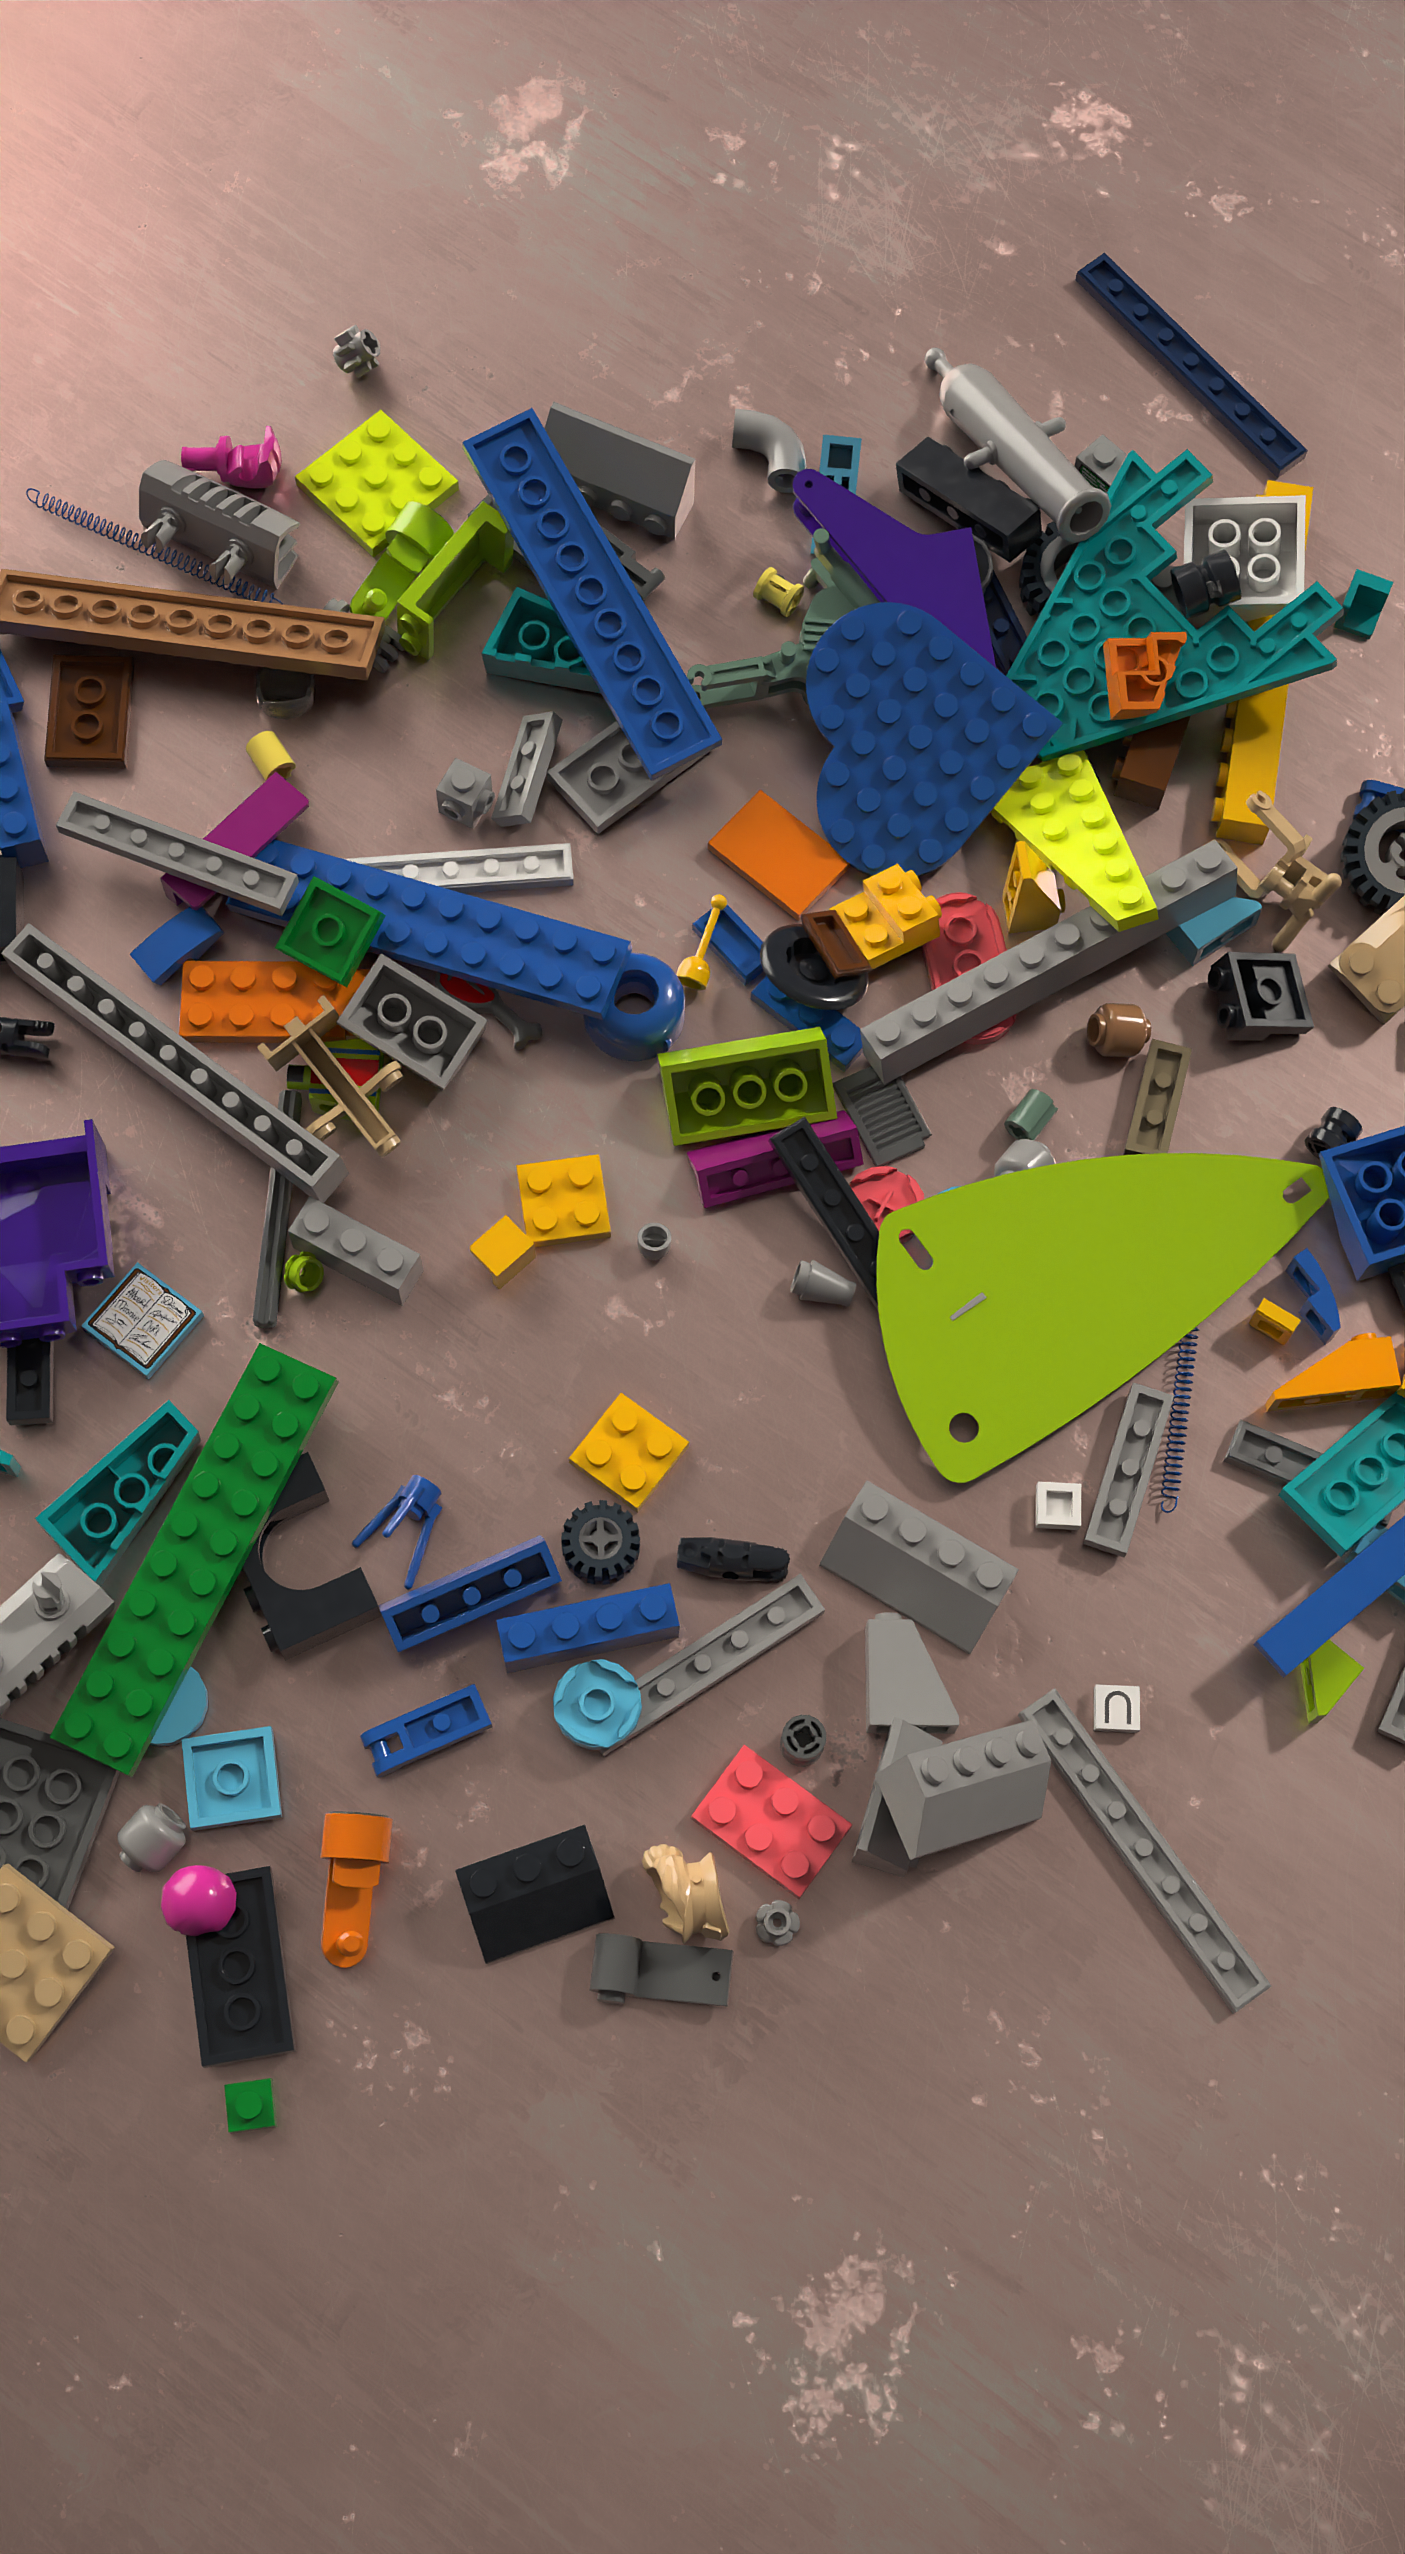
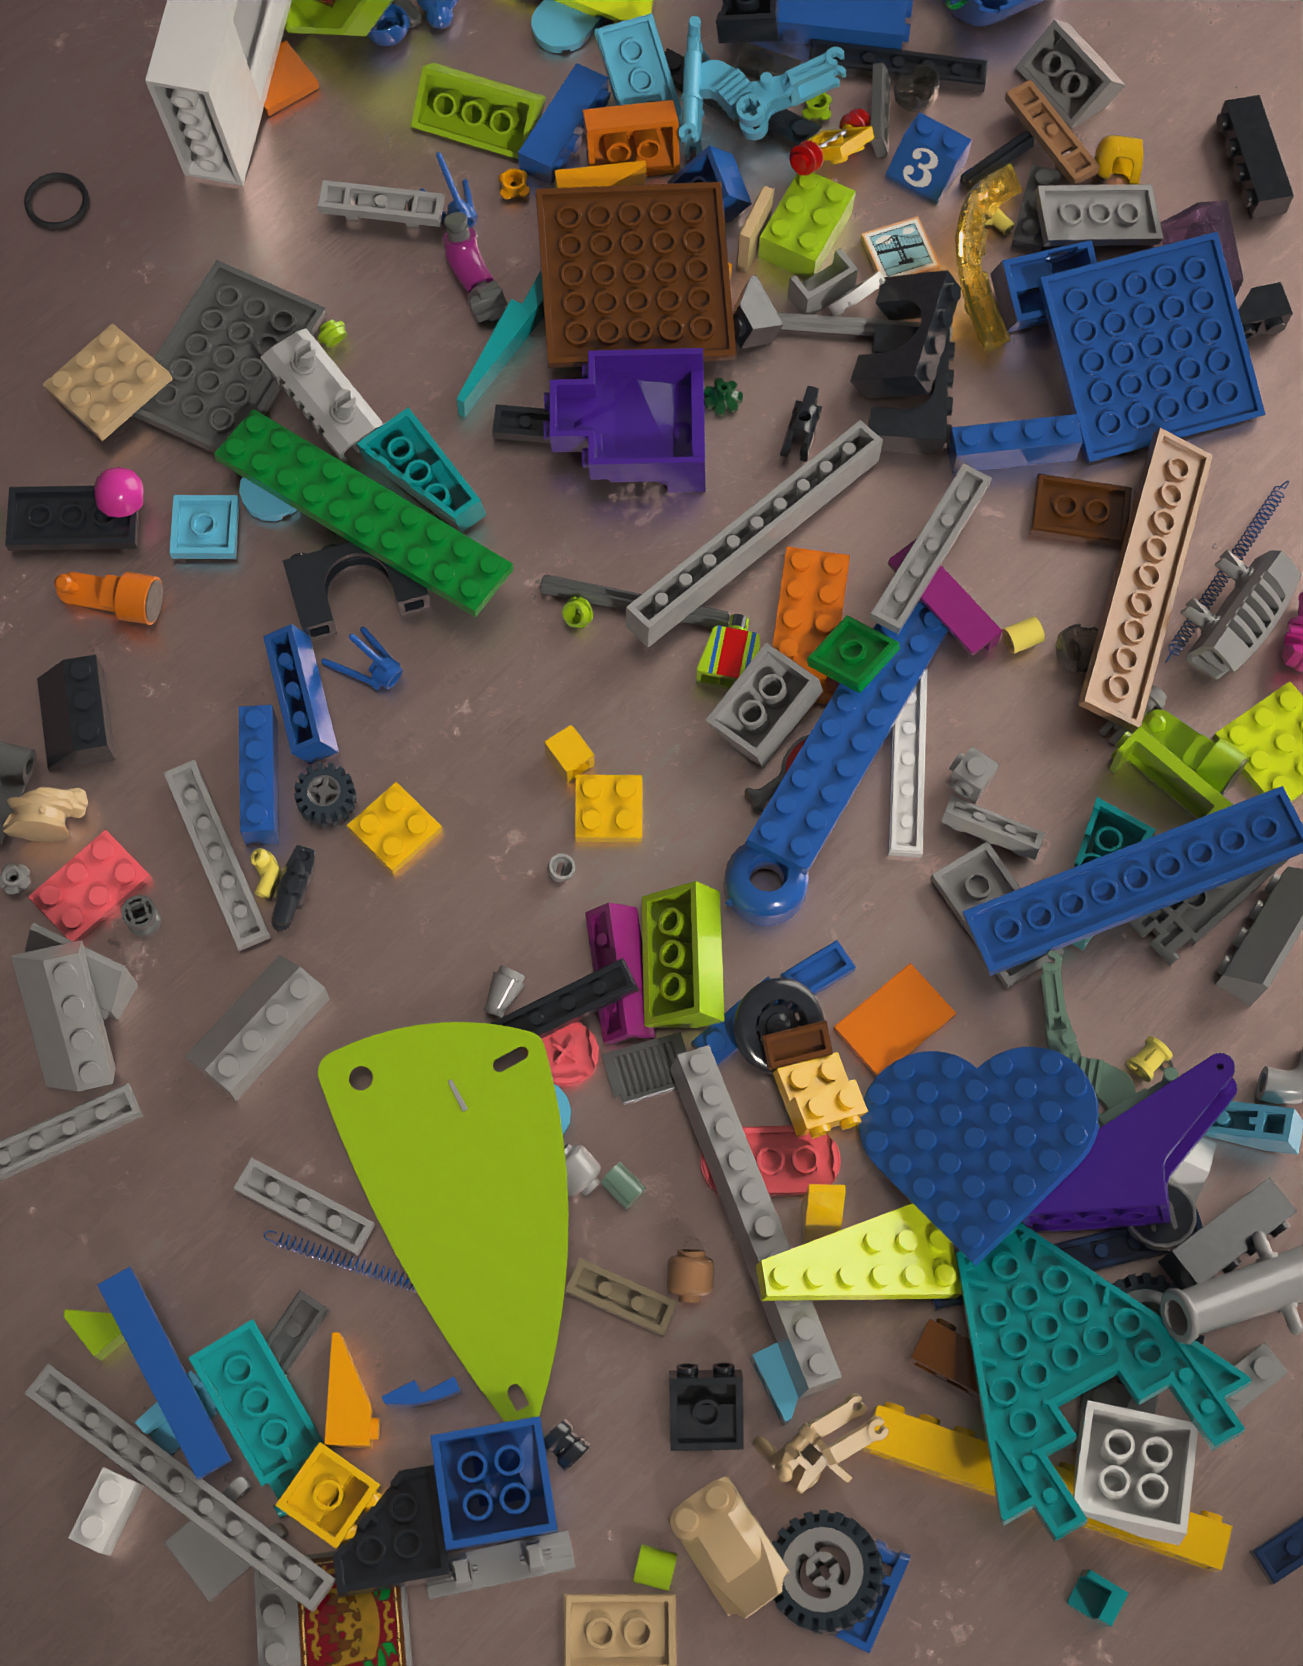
camera: 100 degrees right, 0 degrees up
(142, 1321) = (560, 502): tile -> none
(151, 1838) = (172, 471): light grey head -> none
(174, 942) = (865, 549): blue slope -> none
(351, 1099) = (740, 628): tan piece -> none
(356, 1250) = (586, 649): light grey brick -> none
(427, 1730) = (210, 659): blue plate -> none
(597, 1704) = (198, 771): medium azure tile -> none
(695, 971) = (793, 934): yellow hinge -> none
(713, 1596) = (268, 870): none -> light yellow arm
(903, 1679) = (170, 997): light grey slope -> none
(1058, 1505) = (285, 1144): white plate -> none
(1117, 1708) = (115, 1160): white tile -> none
(1139, 672) = (1019, 1344): orange slope -> none
(1195, 594) = (1097, 1421): black wheel -> none
(1274, 1321) = (405, 1353): yellow tile -> none

